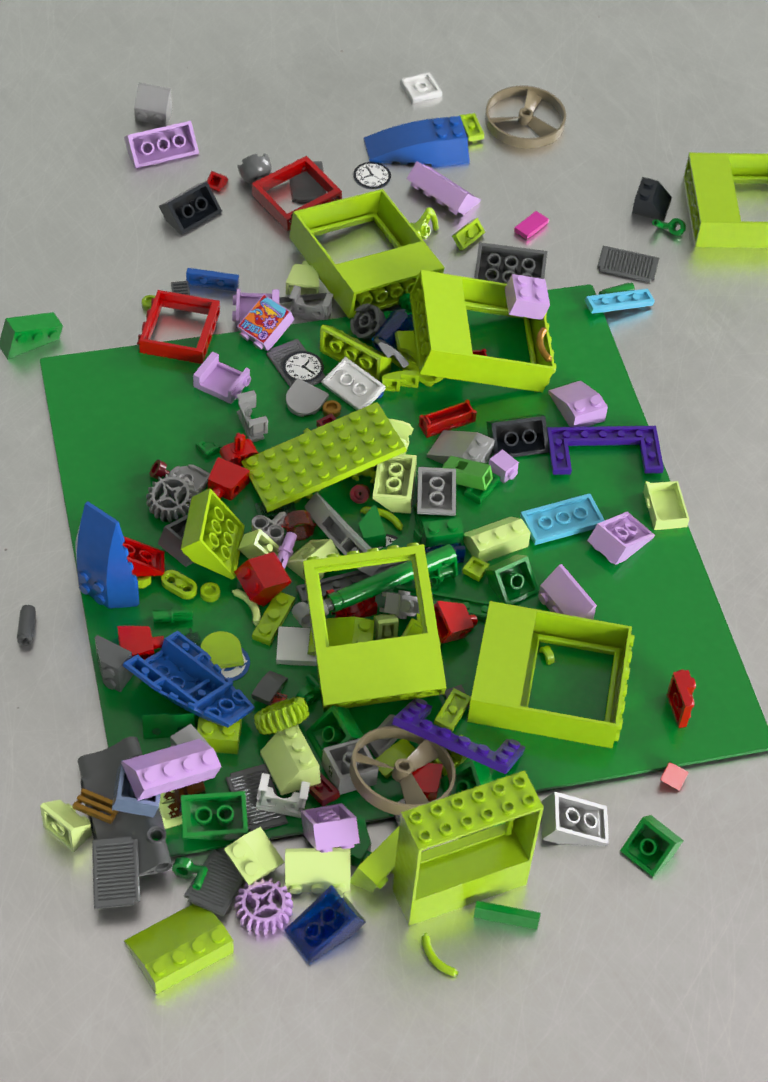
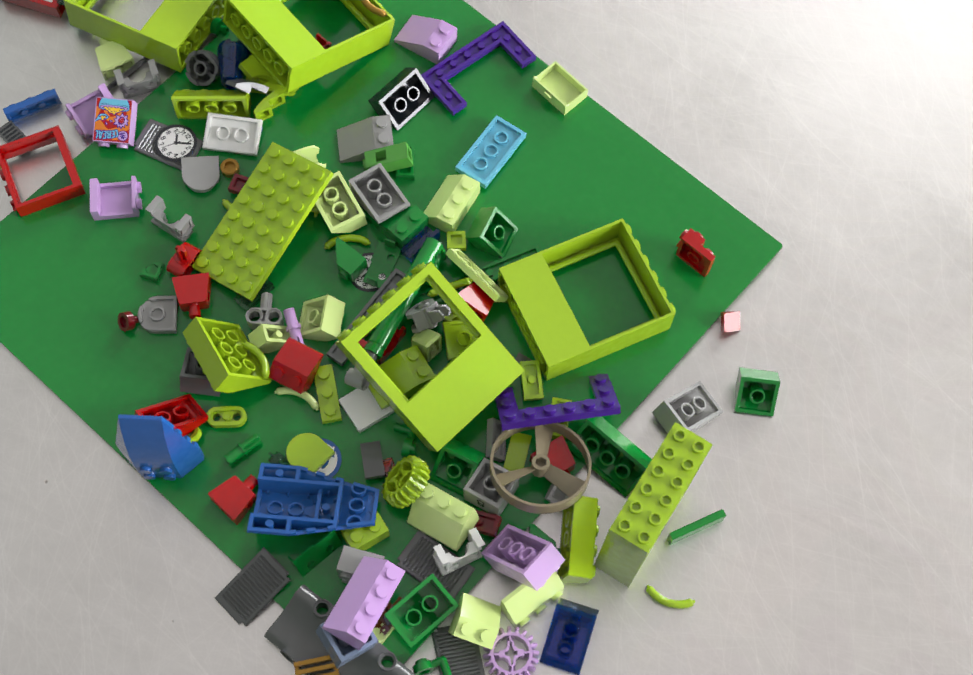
camera: 35 degrees left, 15 degrees up
(26, 625) = (122, 541): dark grey piece -> none
(98, 721) = (253, 587): none -> dark grey window
(110, 662) = (230, 531): dark grey slope -> none
(166, 507) = (157, 348): light grey gear -> none
(210, 592) = (257, 405): lime tile -> none
(240, 554) = (261, 357): none -> lime piece
(296, 518) = (287, 296): clear red piece -> none
(337, 529) = (330, 282): light grey slope -> none
(359, 493) = (314, 233): dark red tile -> none
(440, 597) = (456, 284): none -> lime piece
(447, 419) = (333, 118): red container -> none
(470, 601) = (477, 275): none -> yellowish green tile
(504, 466) = (411, 133): lavender brick -> none
(548, 654) = (565, 279): lime tile -> none
(565, 596) = (549, 223): lavender slope -> none
(619, 537) = (547, 139): lavender slope -> none

